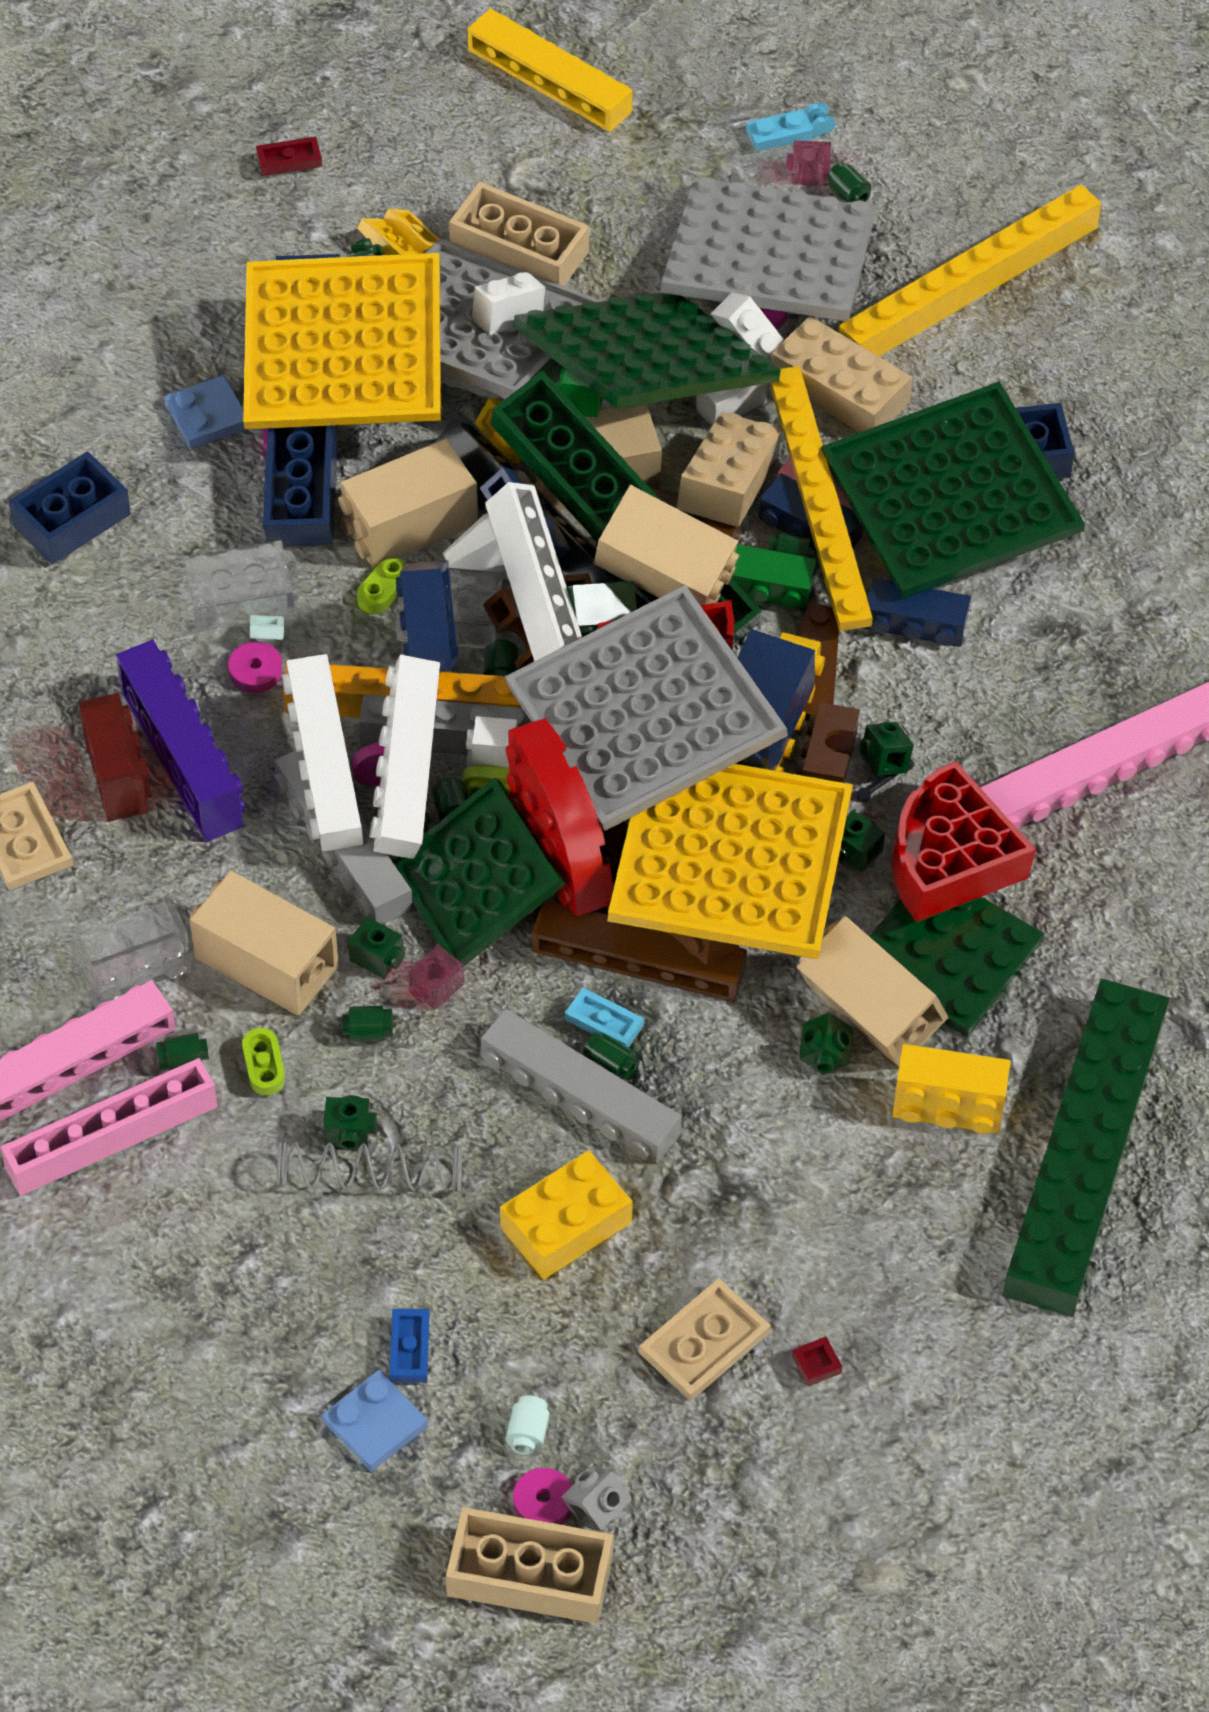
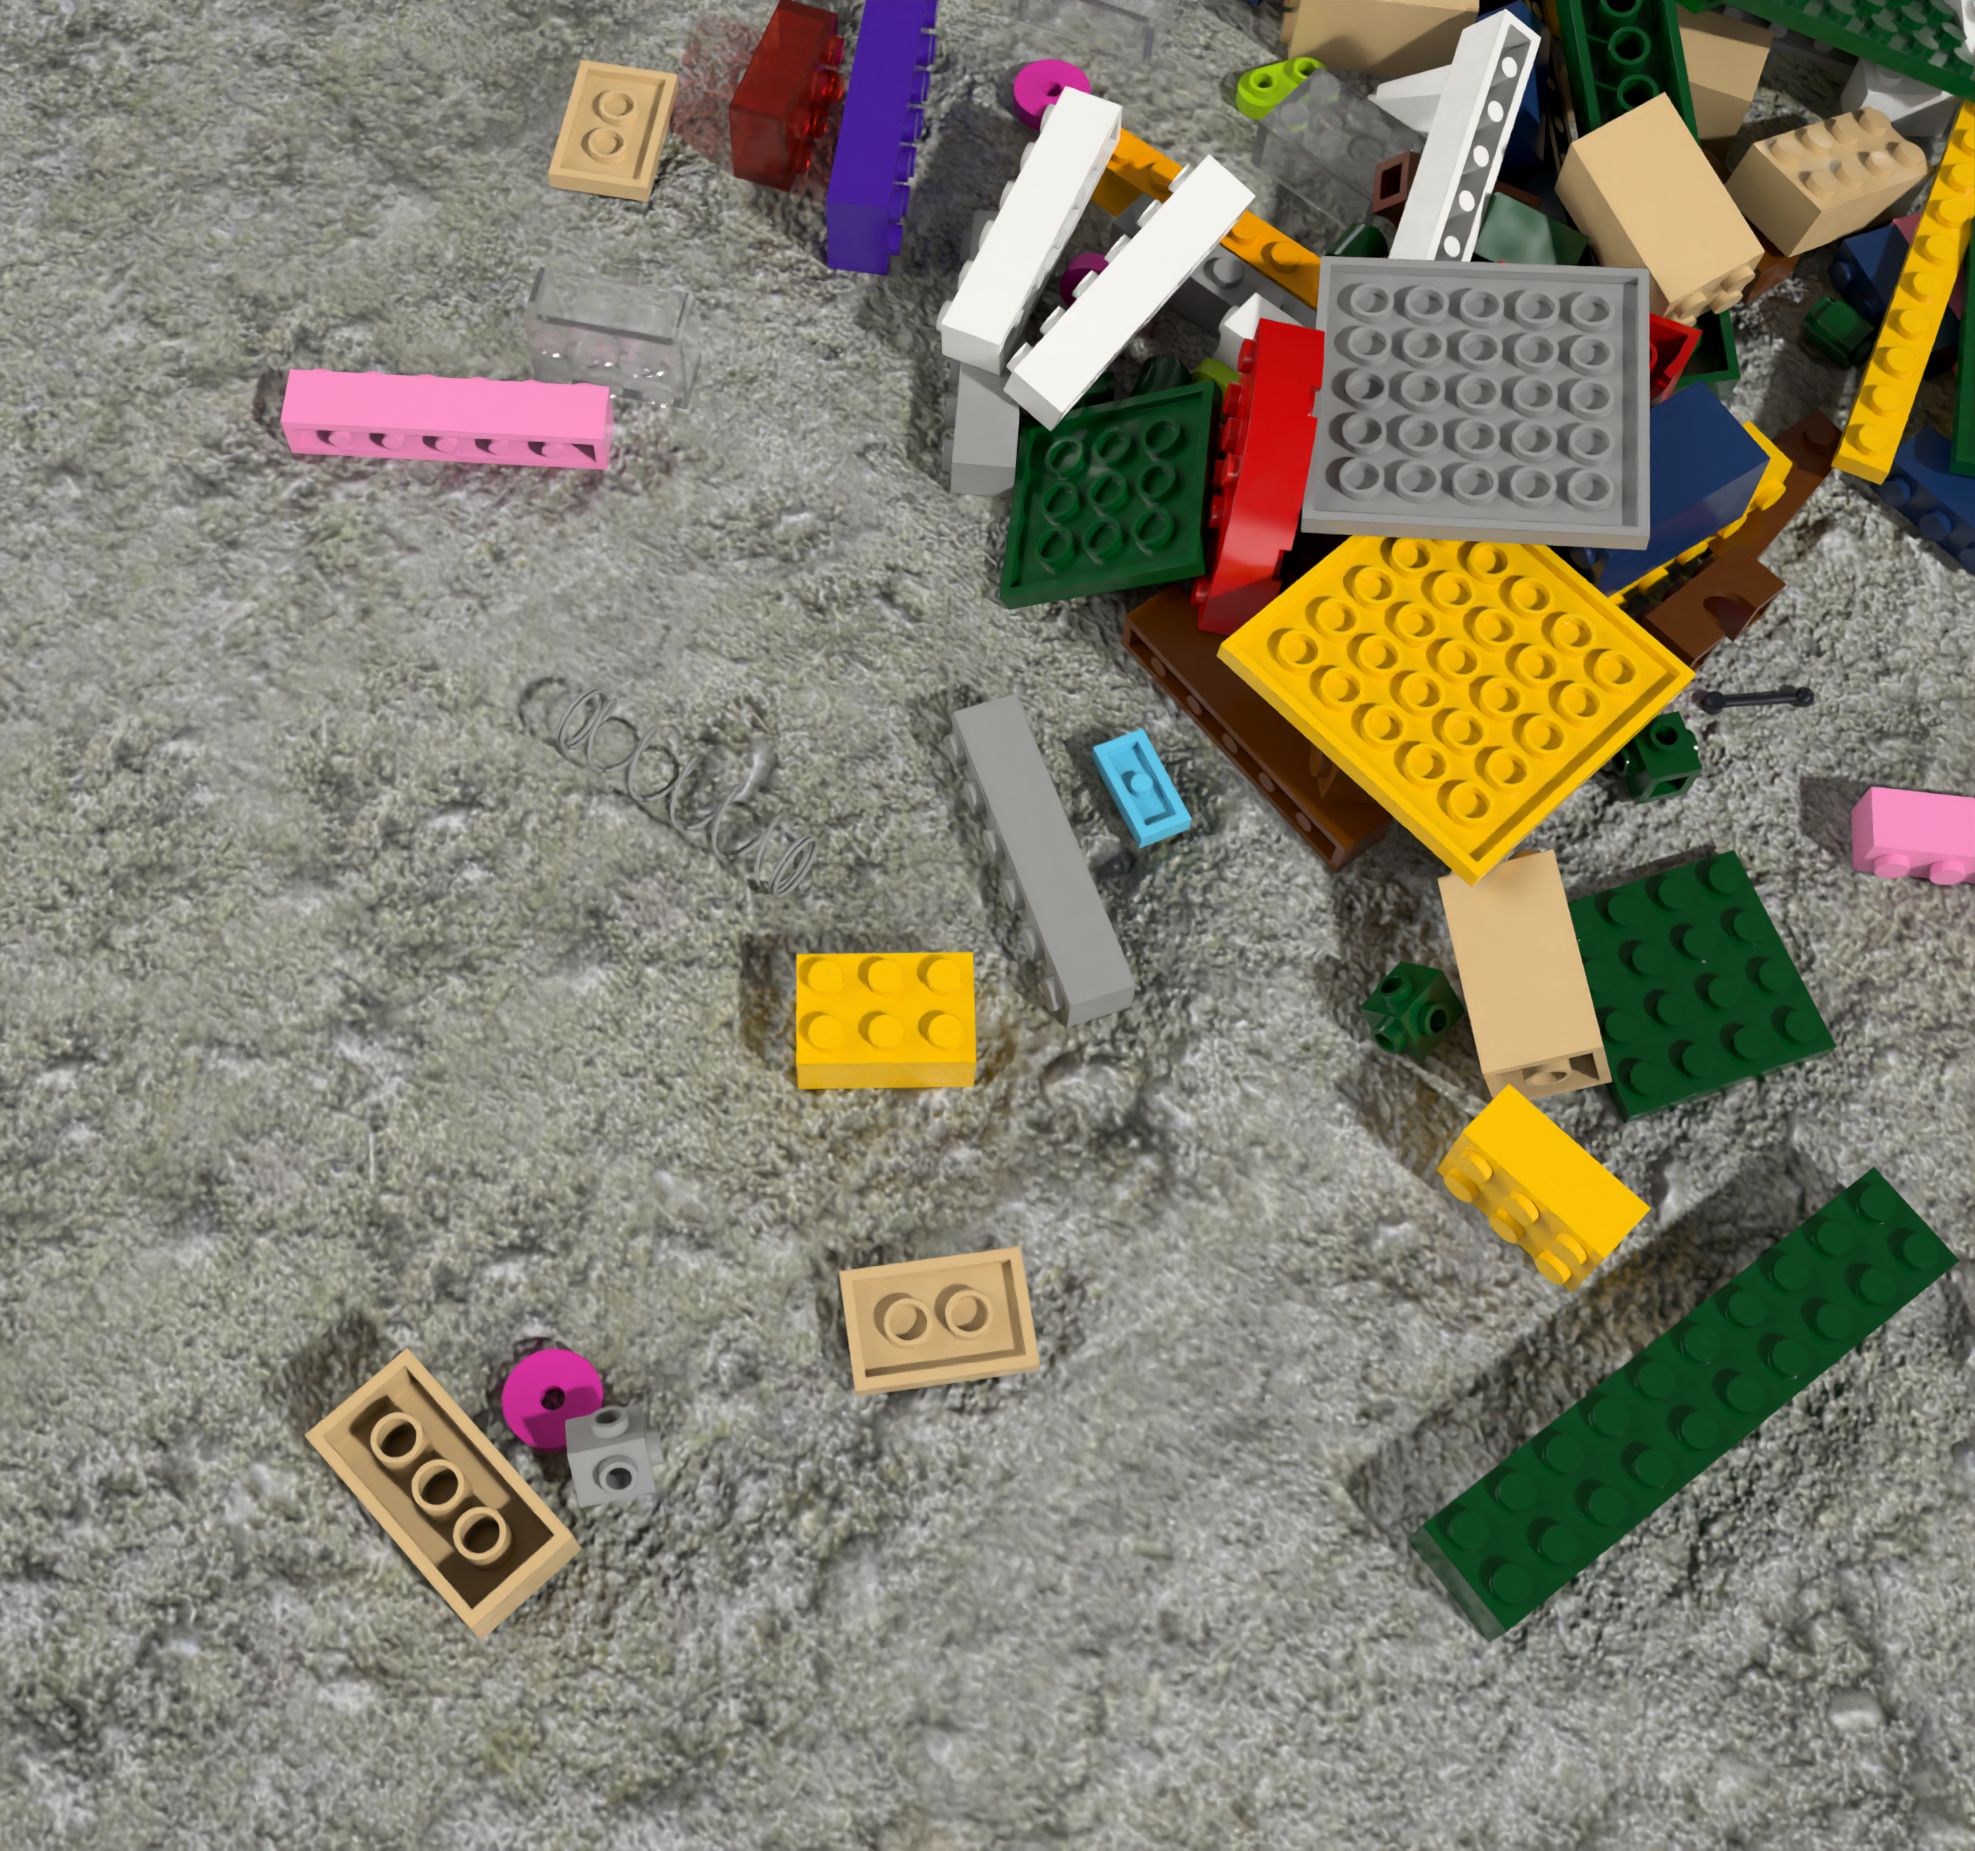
camera: 30 degrees right, 10 degrees up
(109, 1126) = (411, 536): bright pink brick -> none
(180, 1050) = (580, 500): dark green brick -> none
(263, 1064) = (670, 578): lime plate -> none
(264, 942) = (781, 423): tan brick -> none
(266, 628) = (1097, 56): light aqua plate -> none
(348, 1121) = (704, 715): dark green brick -> none
(367, 1023) = (835, 605): dark green brick -> none
(375, 1420) = (428, 1138): medium blue plate -> none
(376, 948) = (921, 516): dark green brick -> none
(409, 1345) = (549, 1065): blue plate -> none
(428, 612) = (1293, 132): dark blue brick -> none
(437, 965) = (972, 581): clear pink brick -> none
(527, 1425) = (608, 1282): light aqua brick -> none
(611, 1055) = (1108, 843): dark green brick -> none
(775, 576) = (1791, 347): green brick -> none
(817, 1361) = (1068, 1460): dark red plate -> none
(886, 748) = (1787, 658): dark green brick -> none
(954, 845) = (1789, 846): red brick -> none

